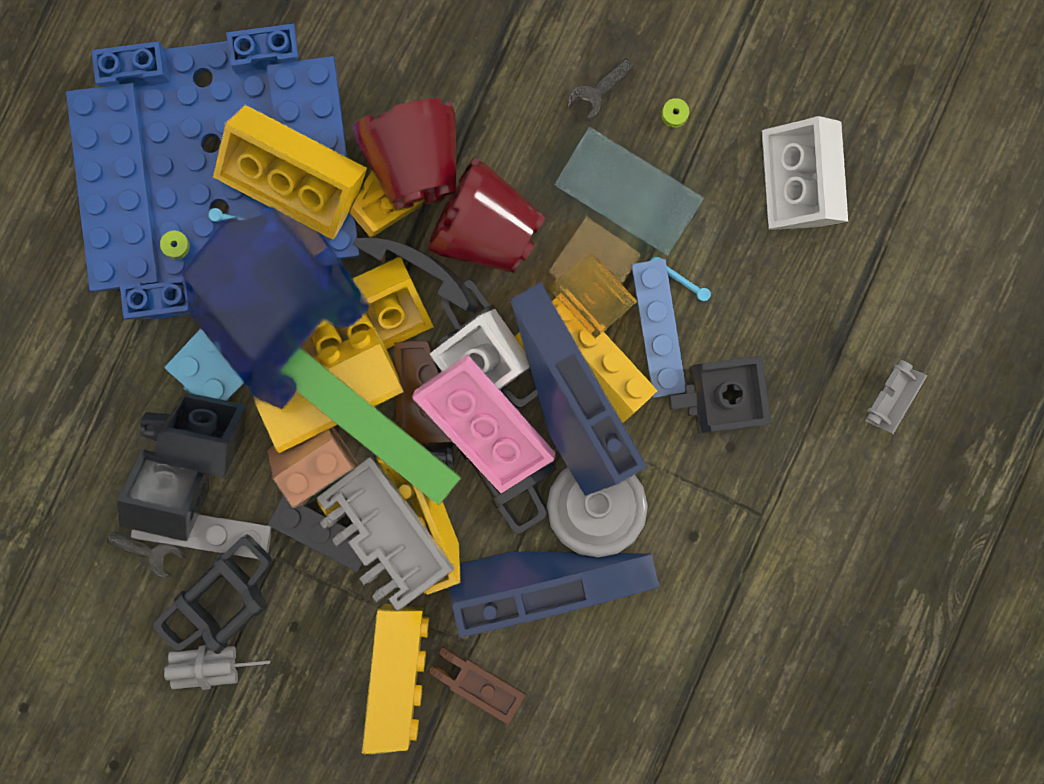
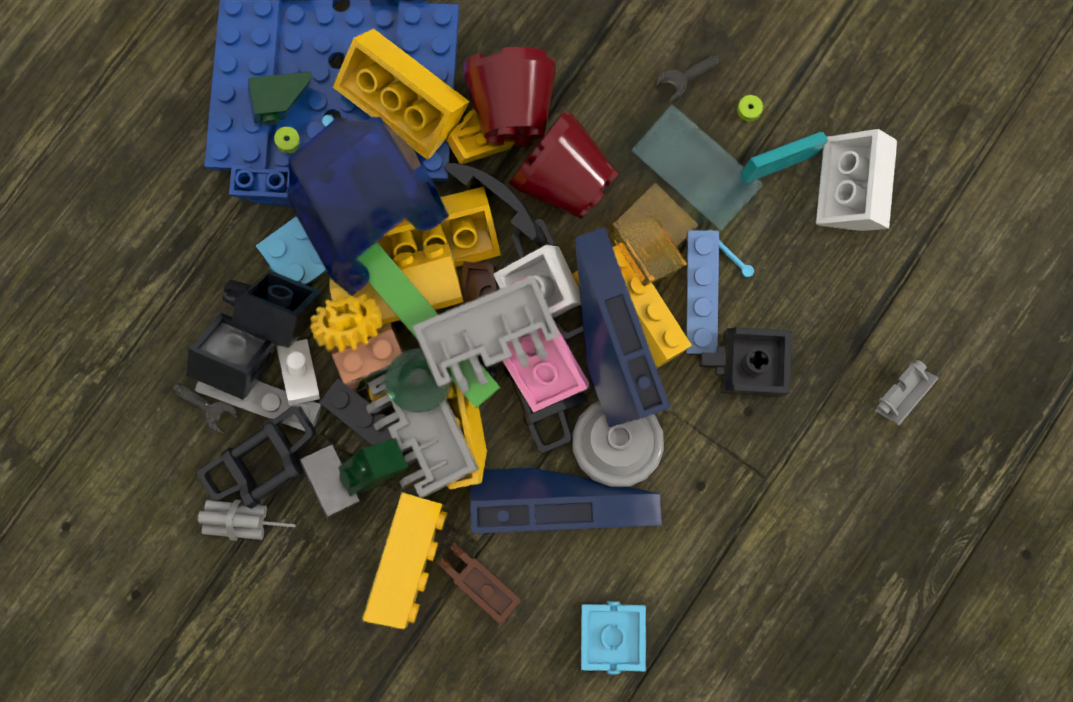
camera: 15 degrees right, 5 degrees down
(152, 200) = (276, 95): none -> dark green slope
(240, 498) = (298, 373): none -> white tile
(281, 440) = (346, 322): none -> yellow gear
(296, 608) = (325, 481): none -> flat silver hinge
(340, 587) = (372, 467): none -> dark green brick
(375, 503) = (411, 395): none -> clear green dish
(433, 422) = (485, 328): none -> light grey hinge
(629, 714) = (613, 637): none -> medium azure plate
(721, 164) = (783, 157): none -> teal tile

